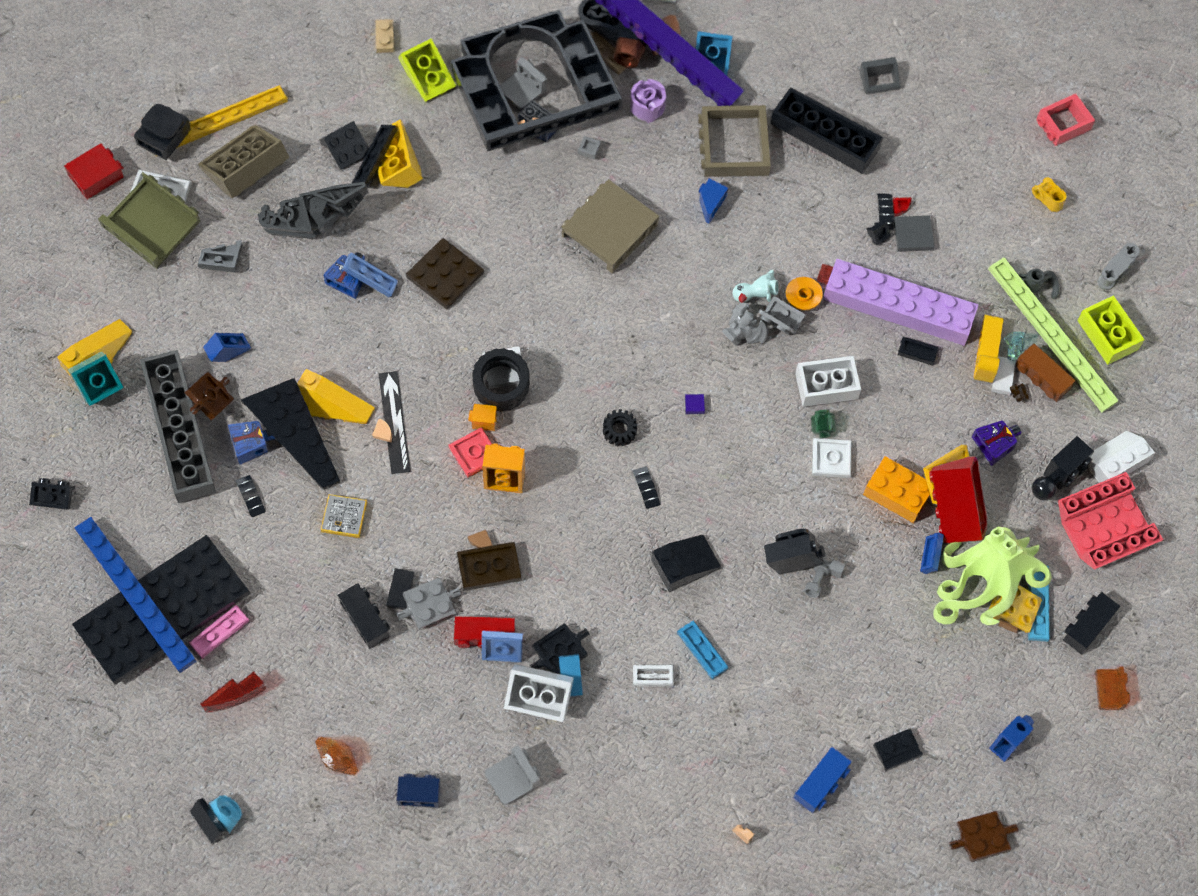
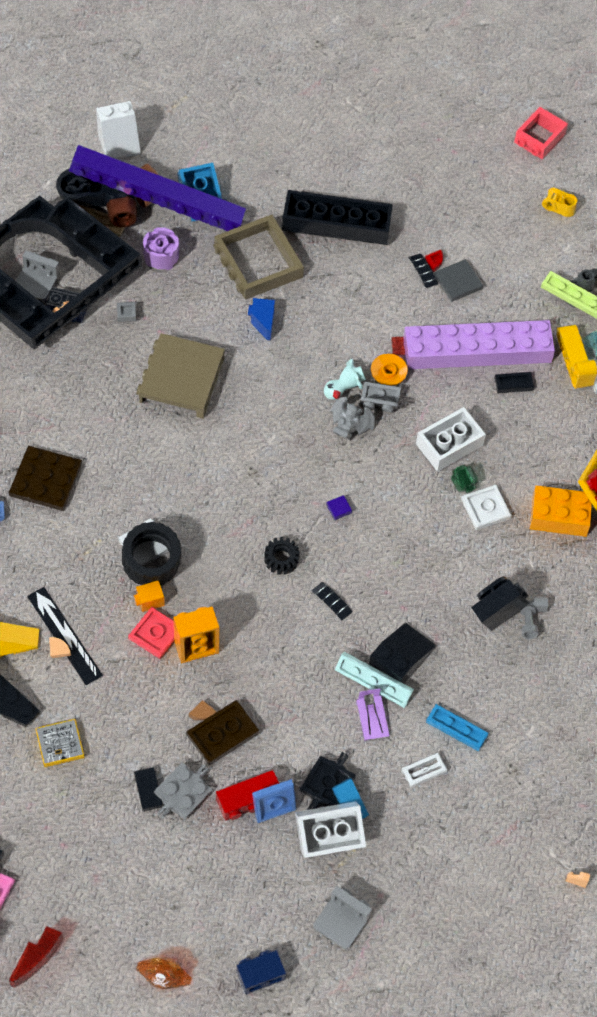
camera: 25 degrees left, 5 degrees down
(364, 615) = (126, 828): black brick -> none
(628, 615) = (374, 723): none -> lavender piece
(647, 574) = (374, 679): none -> light aqua tile
(879, 67) = (356, 145): dark grey tile -> none
(879, 232) = (428, 290): black tile -> none

